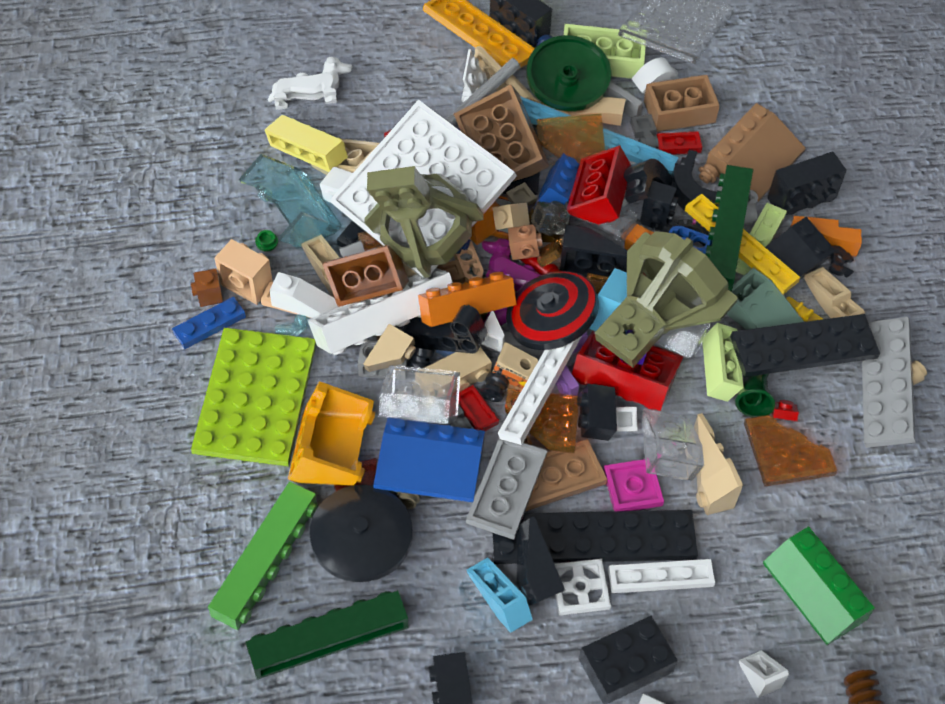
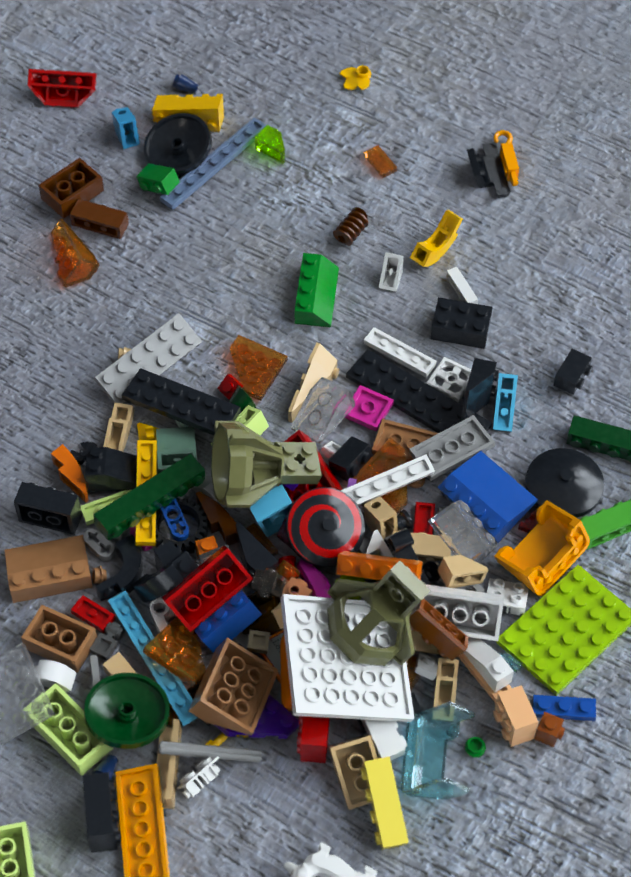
camera: 140 degrees left, 0 degrees up
(337, 373) = (514, 594): none -> white hinge

